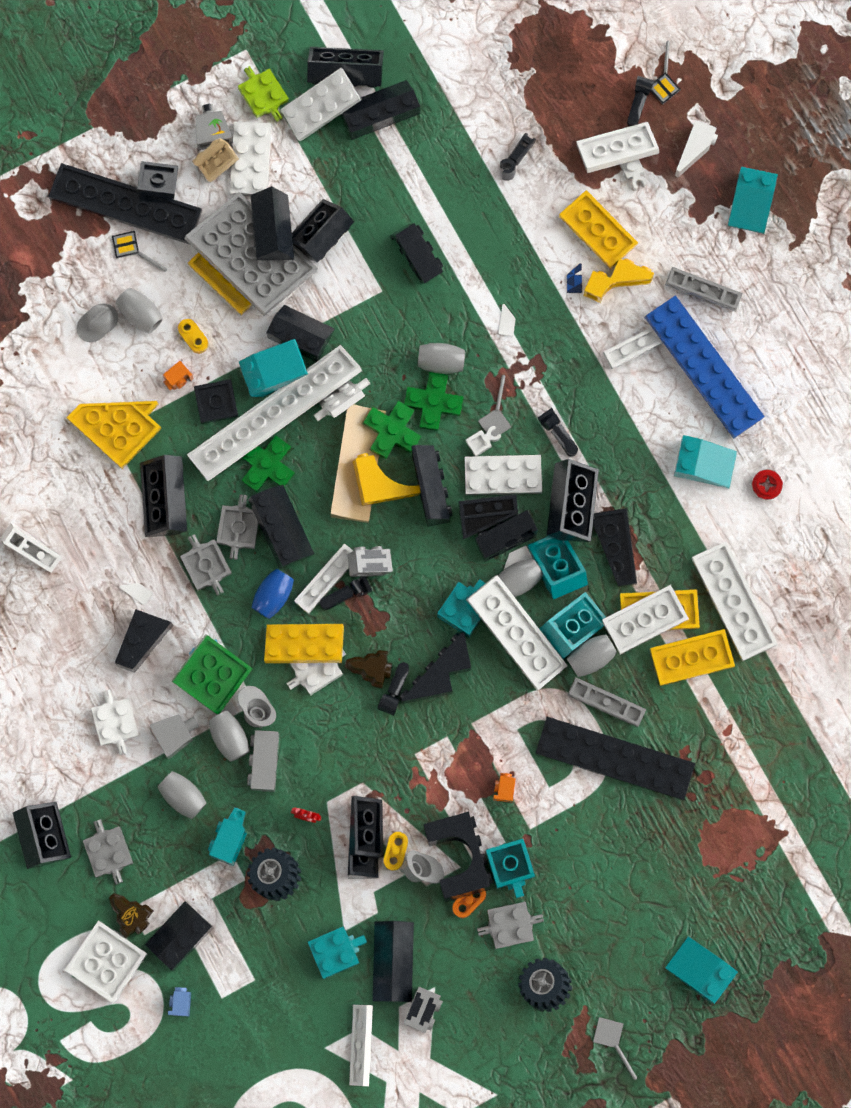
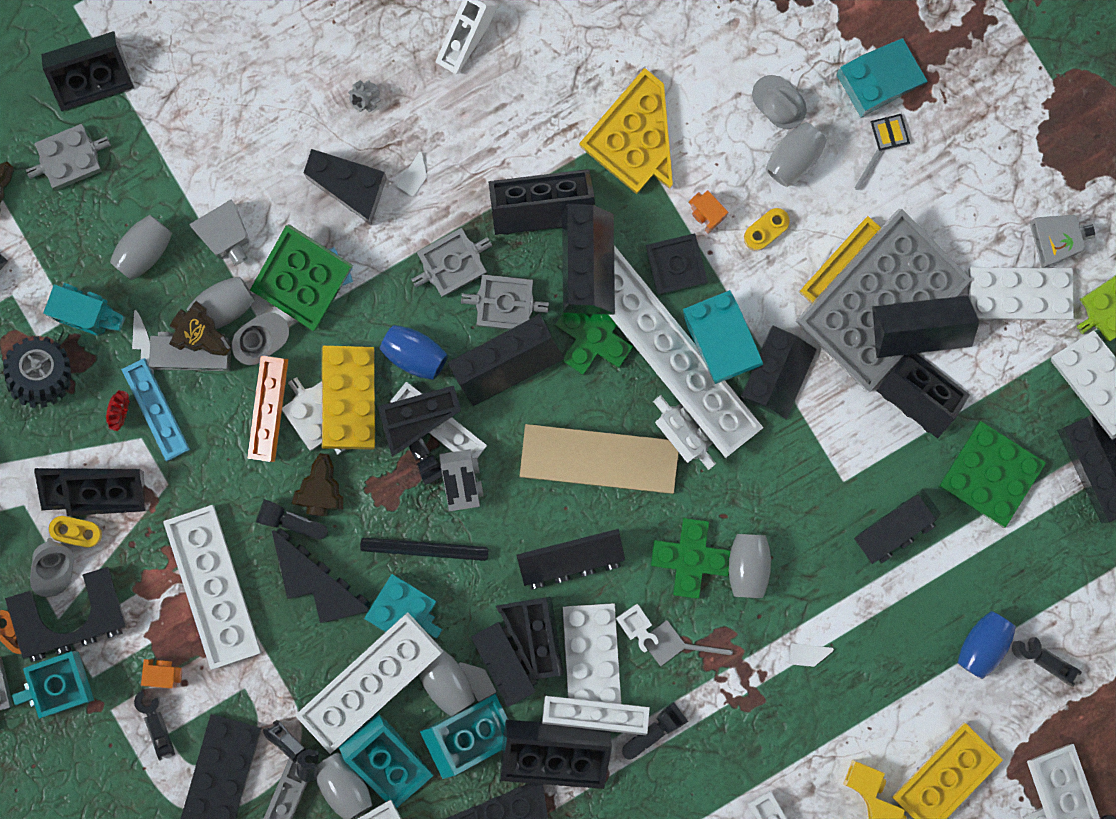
camera: 85 degrees right, 5 degrees up
(75, 624) = (364, 96): none -> light grey gear
(84, 248) = (880, 77): none -> teal slope
(114, 722) = (238, 155): white plate -> none
(123, 204) = (947, 127): black plate -> none
(157, 180) = (981, 168): plate -> none
(211, 461) = (588, 260): none -> black slope
(215, 159) = (1015, 245): tan bracket -> none
(250, 750) = (197, 332): none -> dark brown rock
(253, 800) = (140, 337): none -> white sticker
(305, 789) = (155, 409): none -> medium azure tile
(309, 703) = (267, 408): none -> plate
(321, 589) = (416, 416): none -> black wedge
(375, 485) = (565, 483): yellow arch -> none
(381, 186) = (992, 474): none -> green plate
(391, 429) = (646, 502): green plate -> none
(419, 592) = (424, 549): none -> black axle
(441, 749) = (212, 587): none -> white plate
(504, 196) = (986, 645): none -> blue piece
(541, 794) = (155, 724): none -> black piece
(545, 471) = (595, 715): none -> white plate
(574, 280) = (873, 747): dark blue sticker -> none
(576, 680) = (294, 750): none -> black piece

